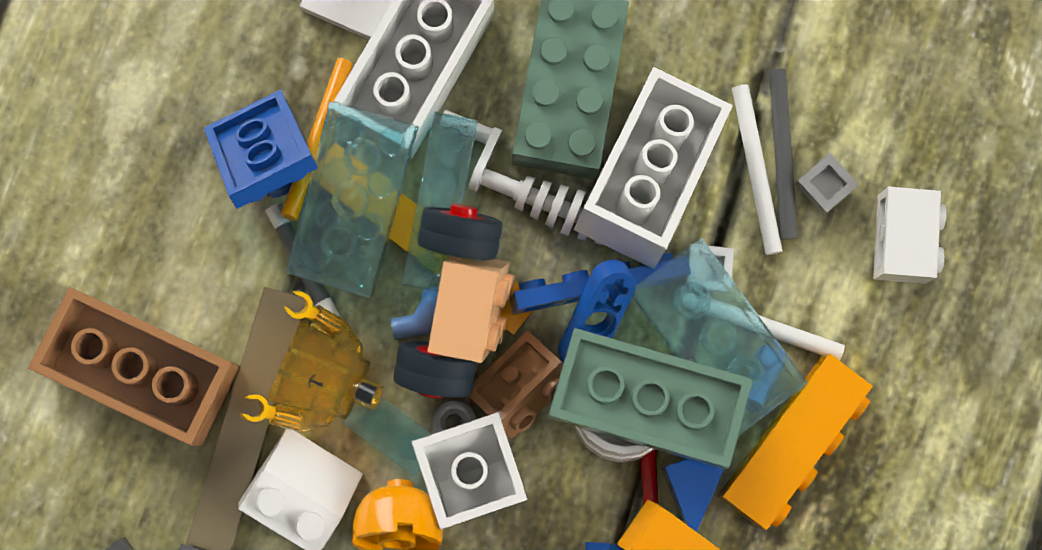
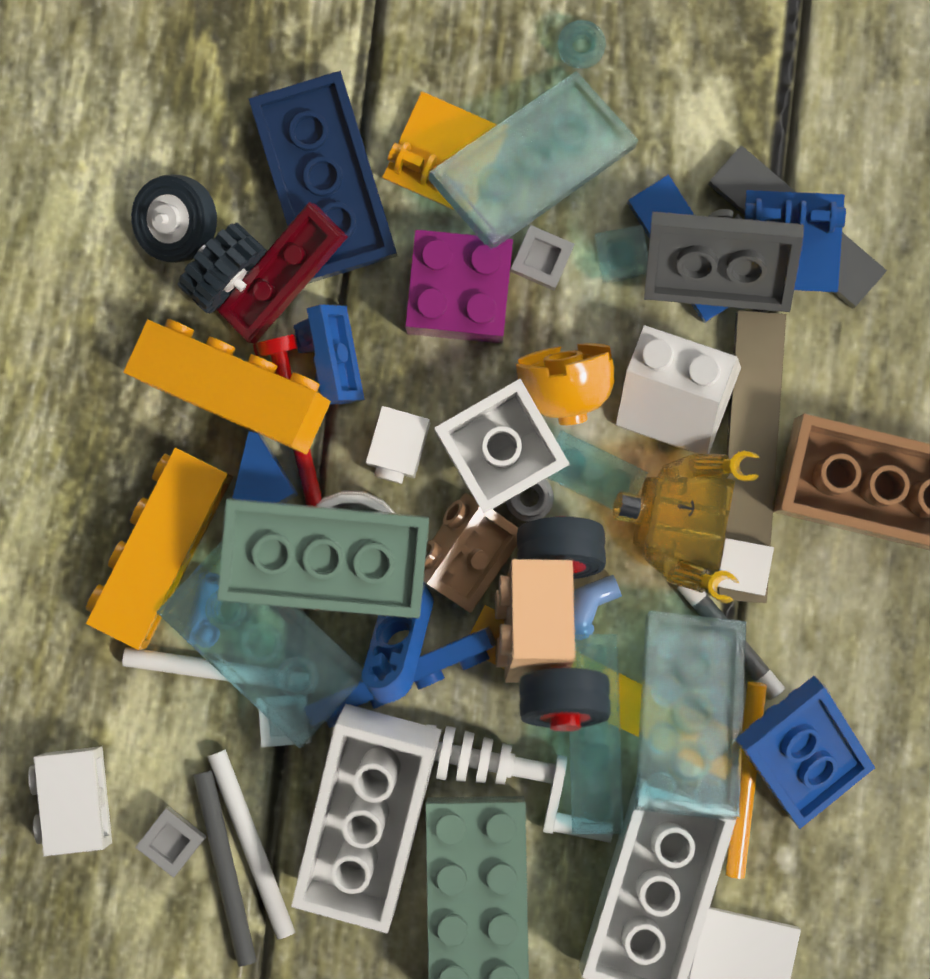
camera: 175 degrees right, 5 degrees up
(273, 323) = (748, 563): none -> white tile
(563, 493) = (397, 444): none -> white brick

